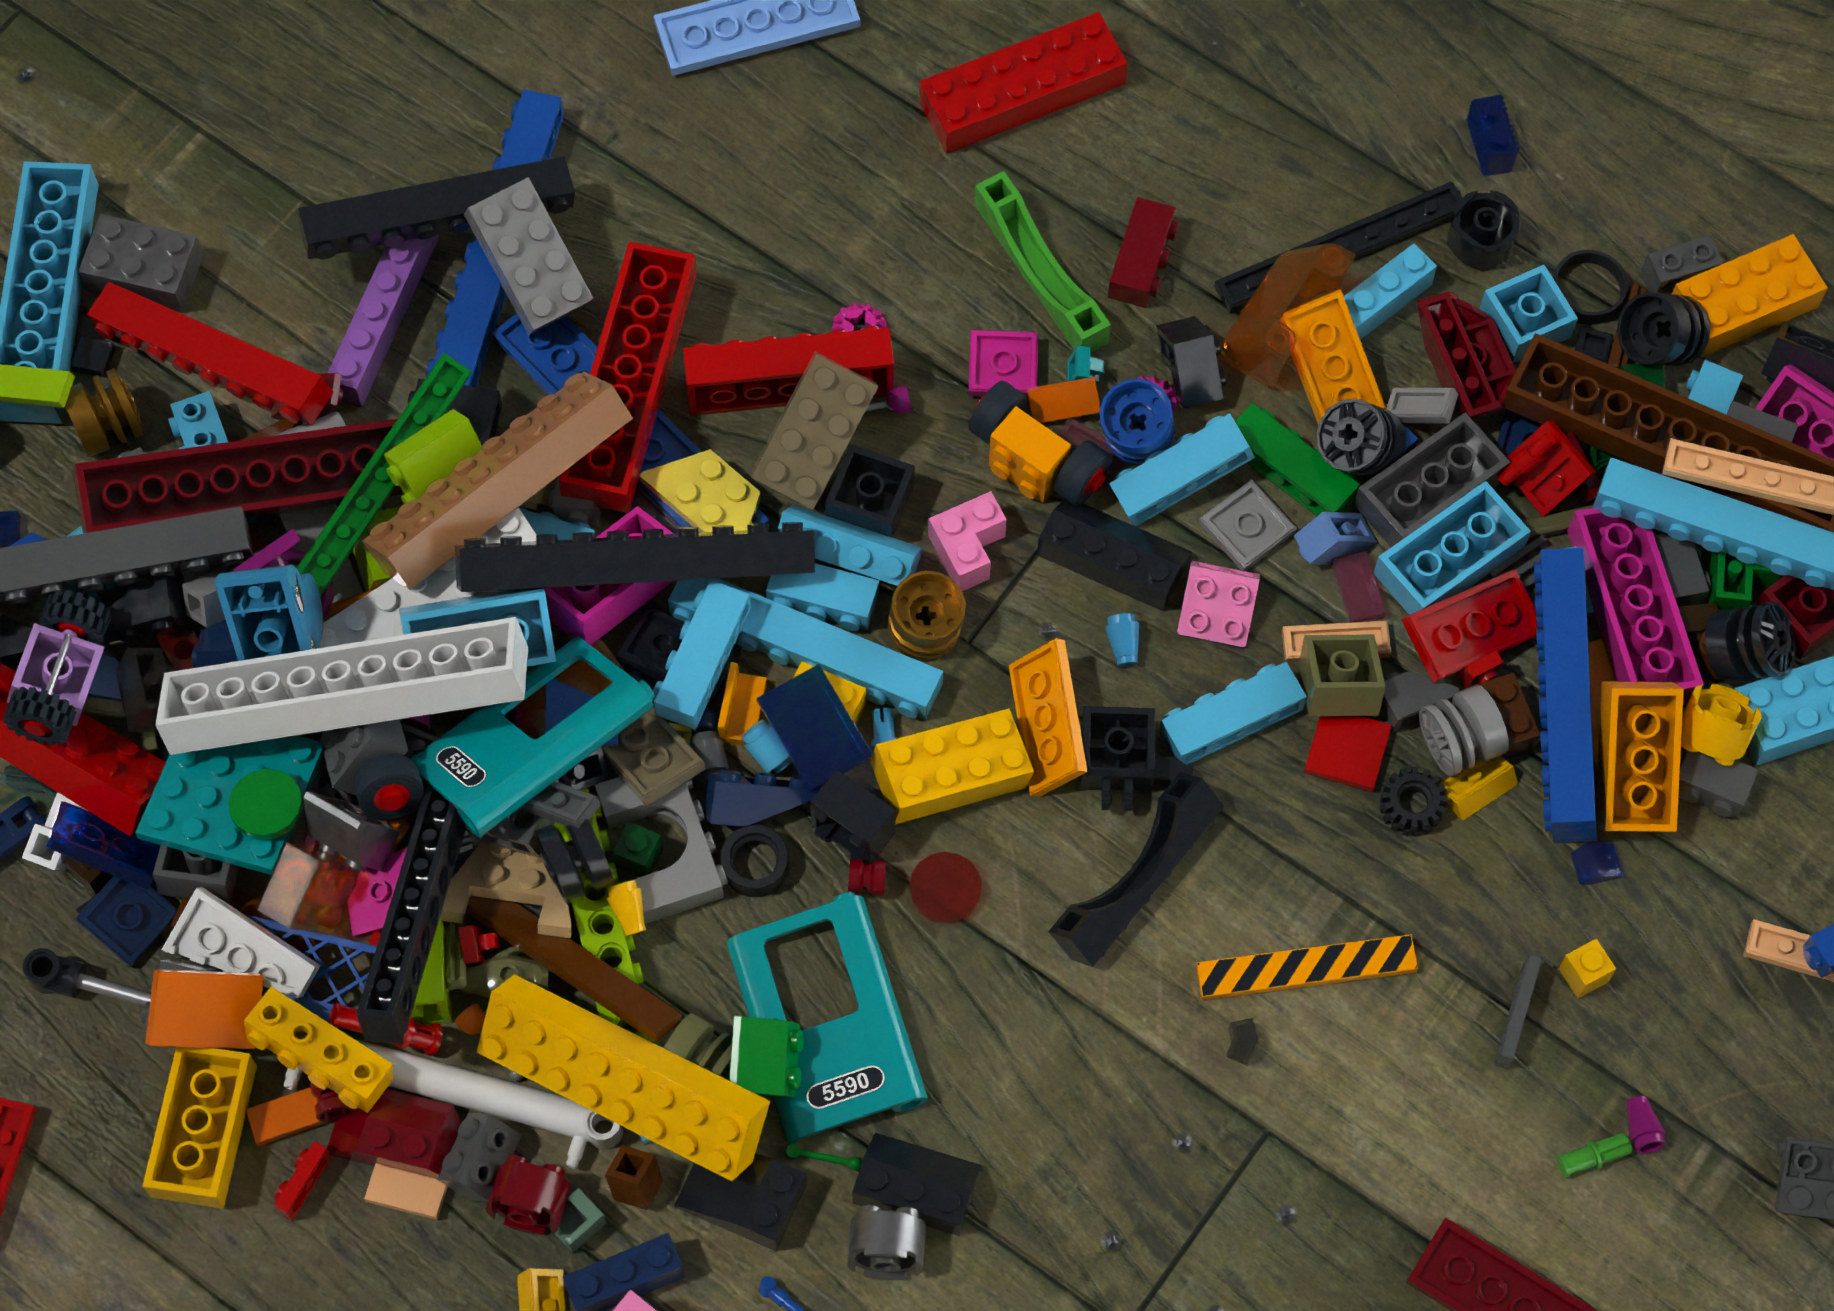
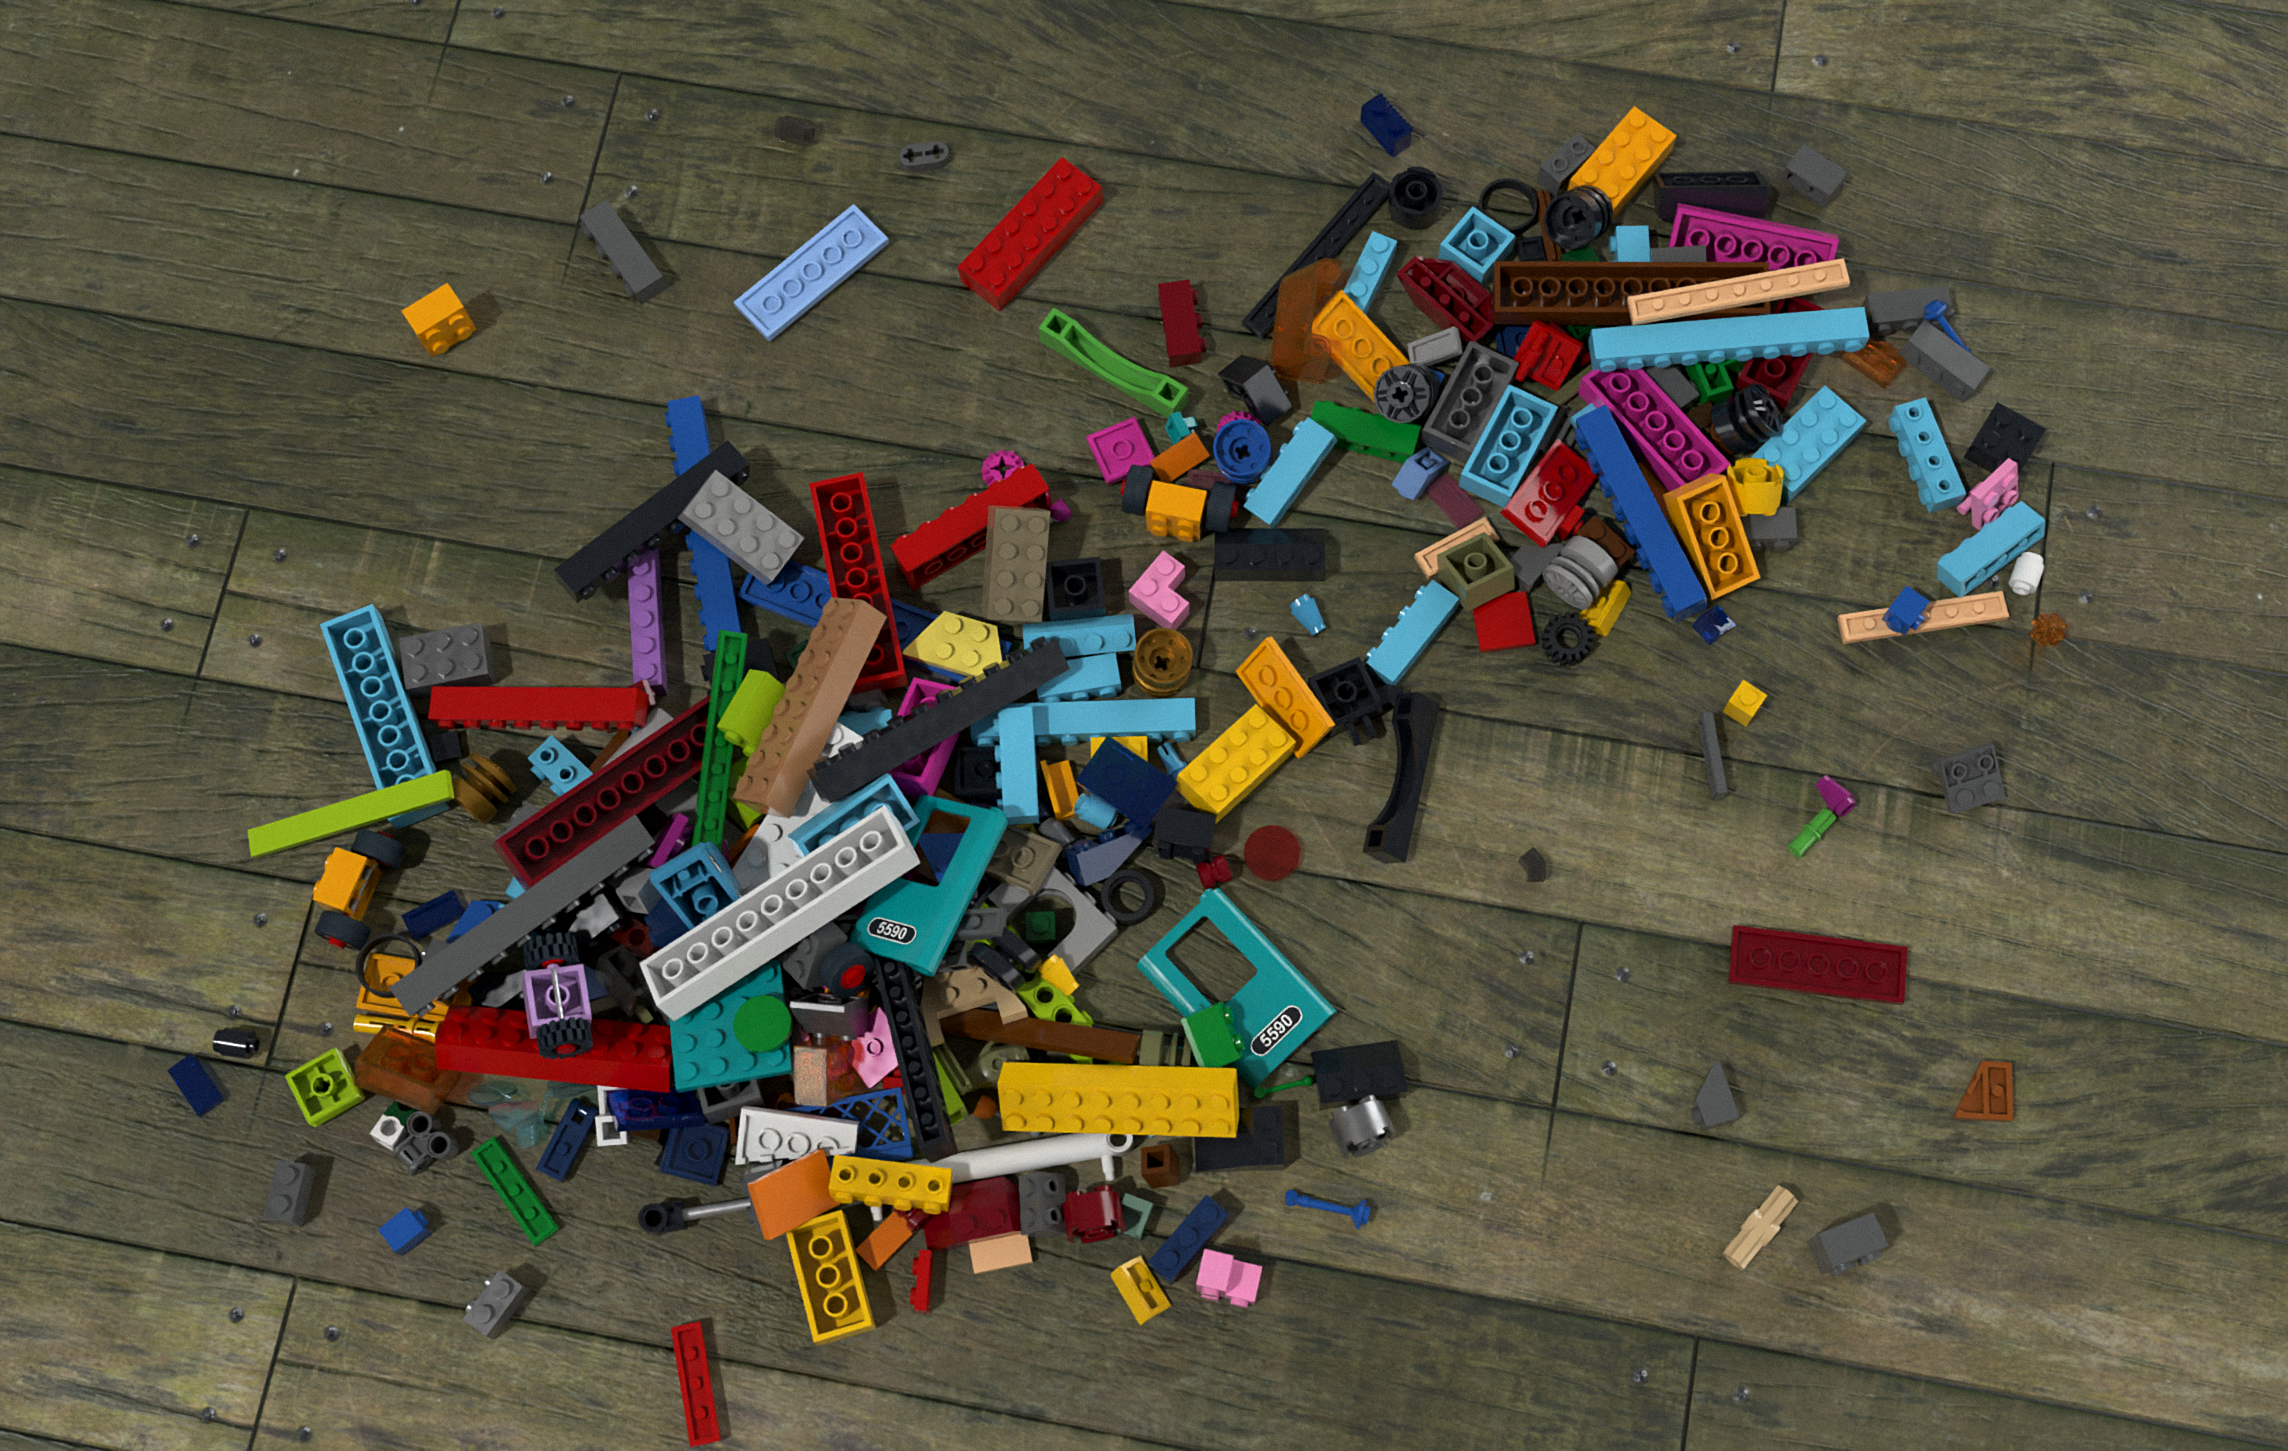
camera: 20 degrees left, 5 degrees up
(417, 1034) = (909, 1148): red pin -> none
(475, 944) = (962, 1053): red tile -> none
(1218, 603) = (1362, 557): bright pink bracket -> none
(1247, 526) = (1353, 491): light grey tile -> none
(1306, 967) = (1551, 792): tile -> none

